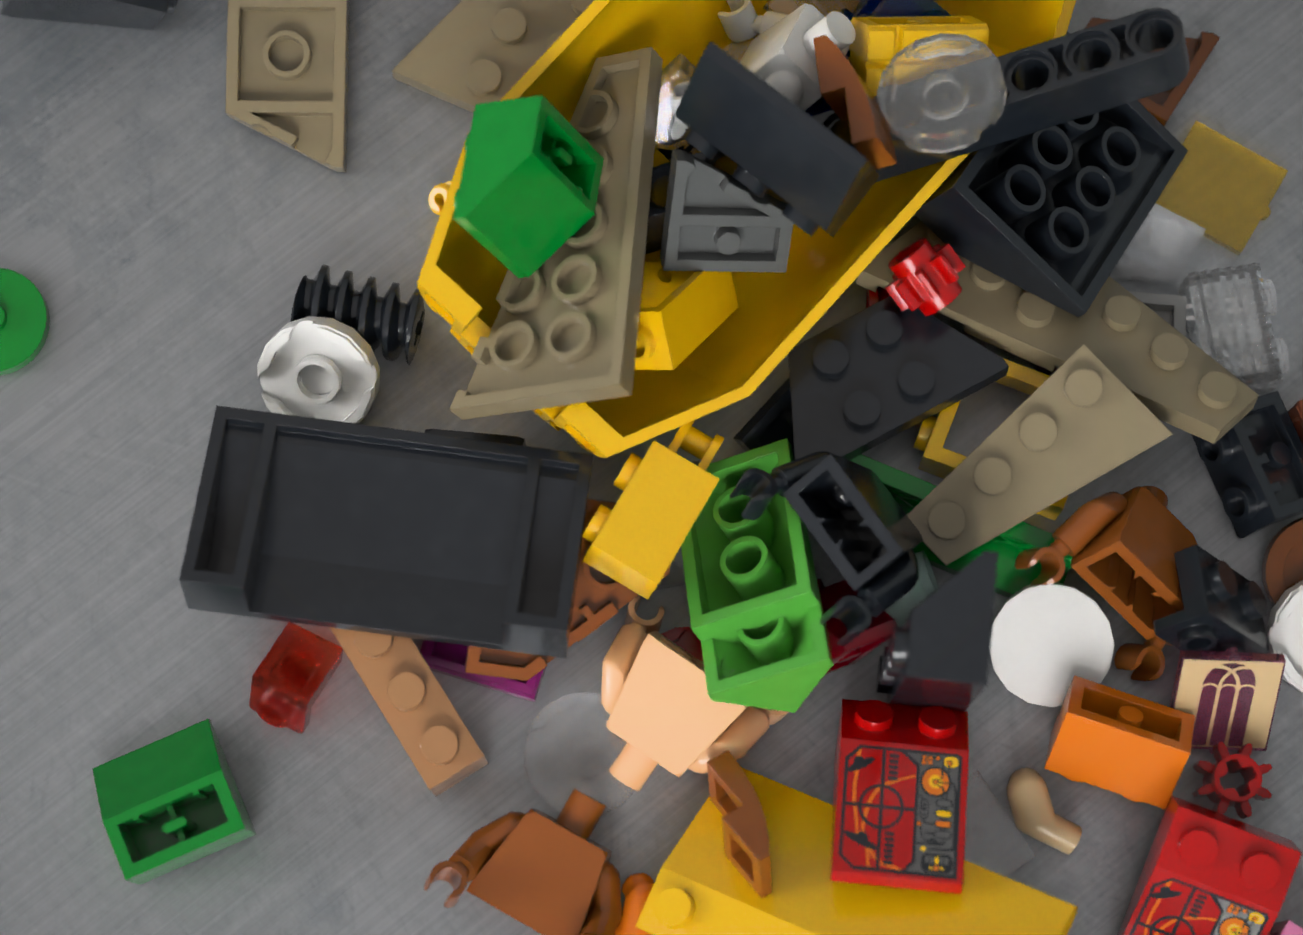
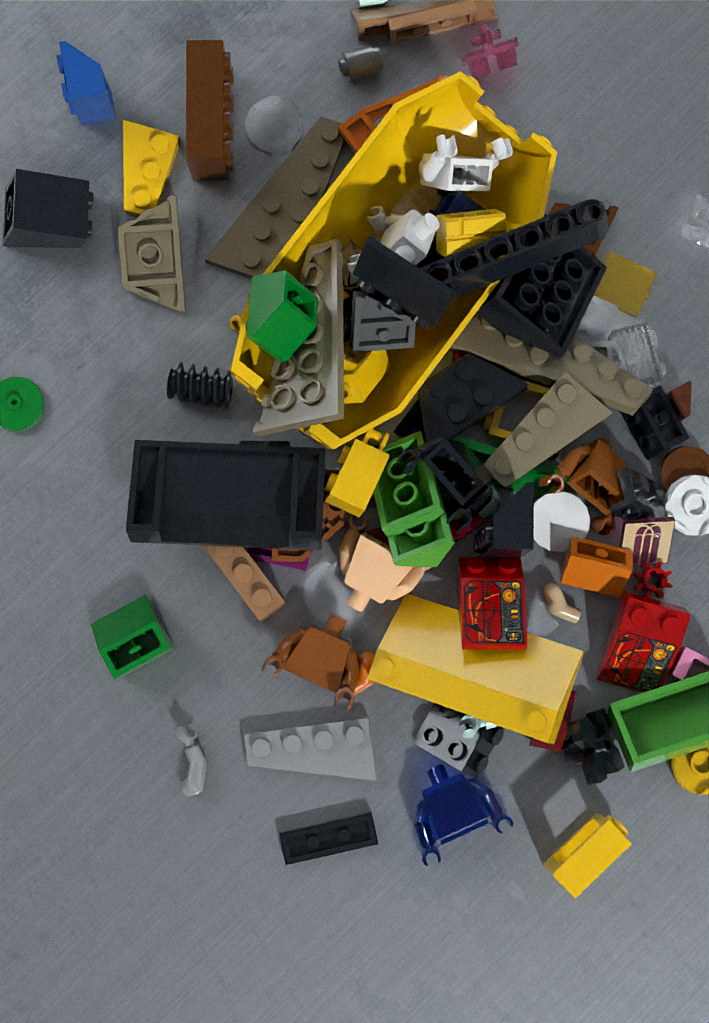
camera: 10 degrees left, 5 degrees up
(293, 677) = (185, 570): clear red bracket -> none
(319, 371) = (183, 416): white tile -> none
(742, 821) = (417, 625): dark orange slope -> none
(854, 101) = (441, 258): dark orange slope -> none
(925, 277) = (483, 344): red gear -> none
(942, 92) = (485, 250): clear tile -> none

